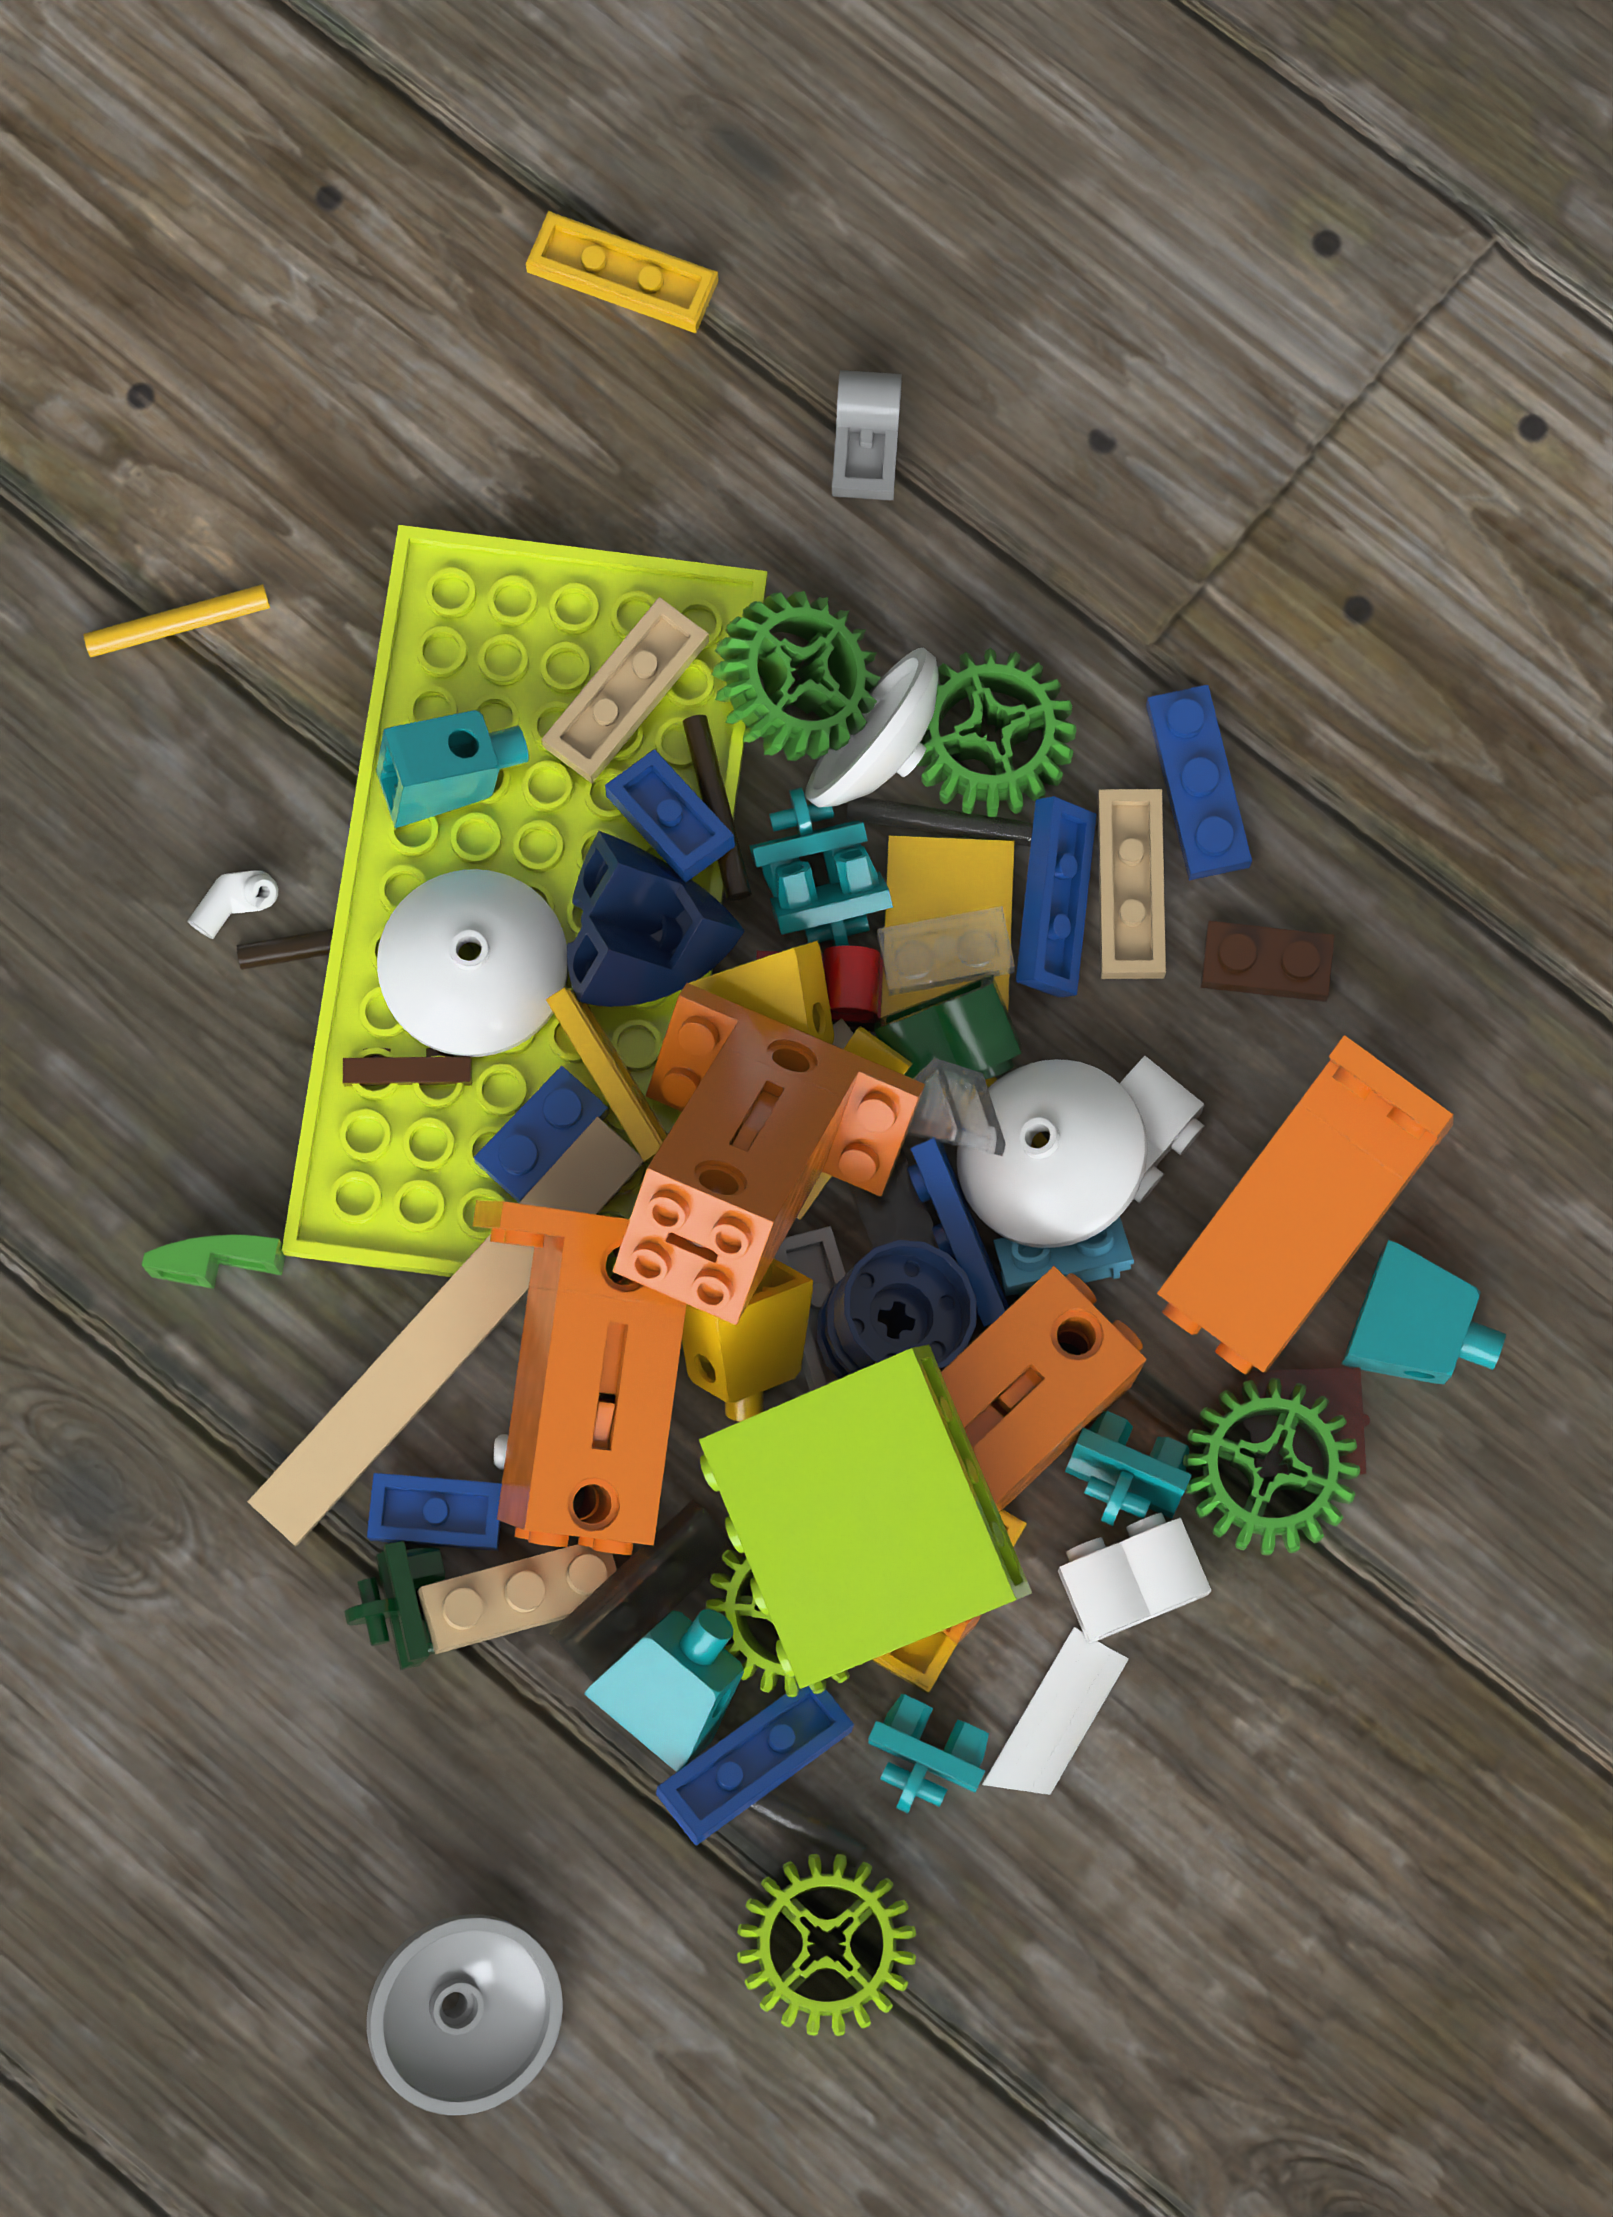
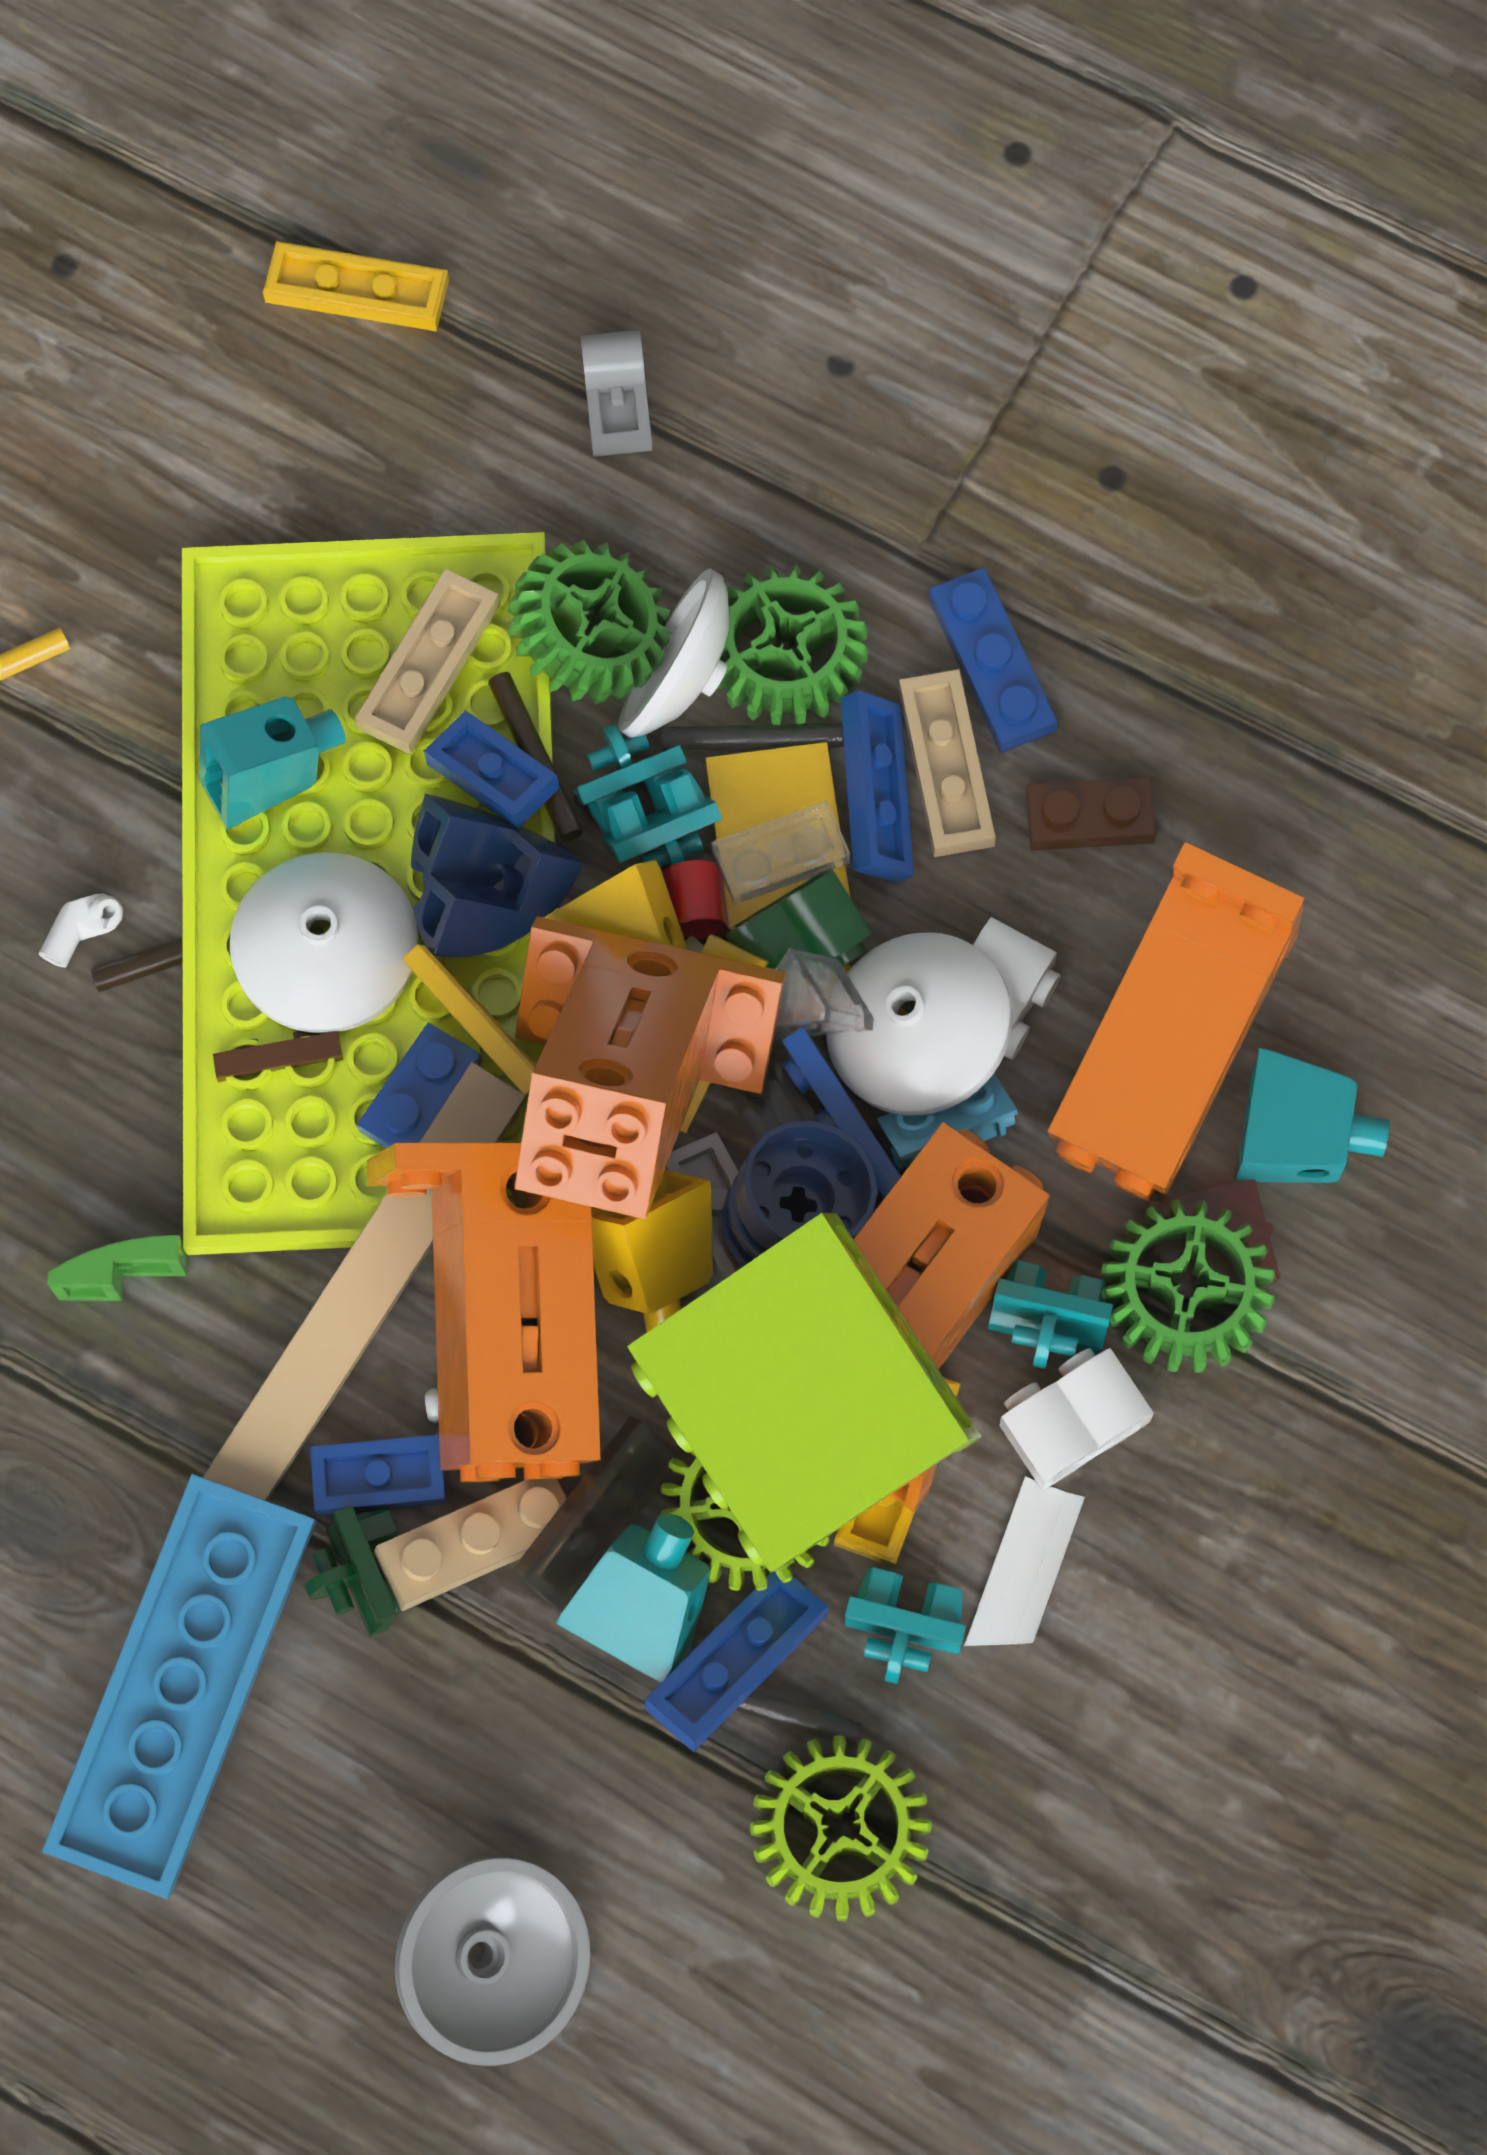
camera: 10 degrees left, 5 degrees down
(207, 1688) = (179, 1687): none -> dark azure plate

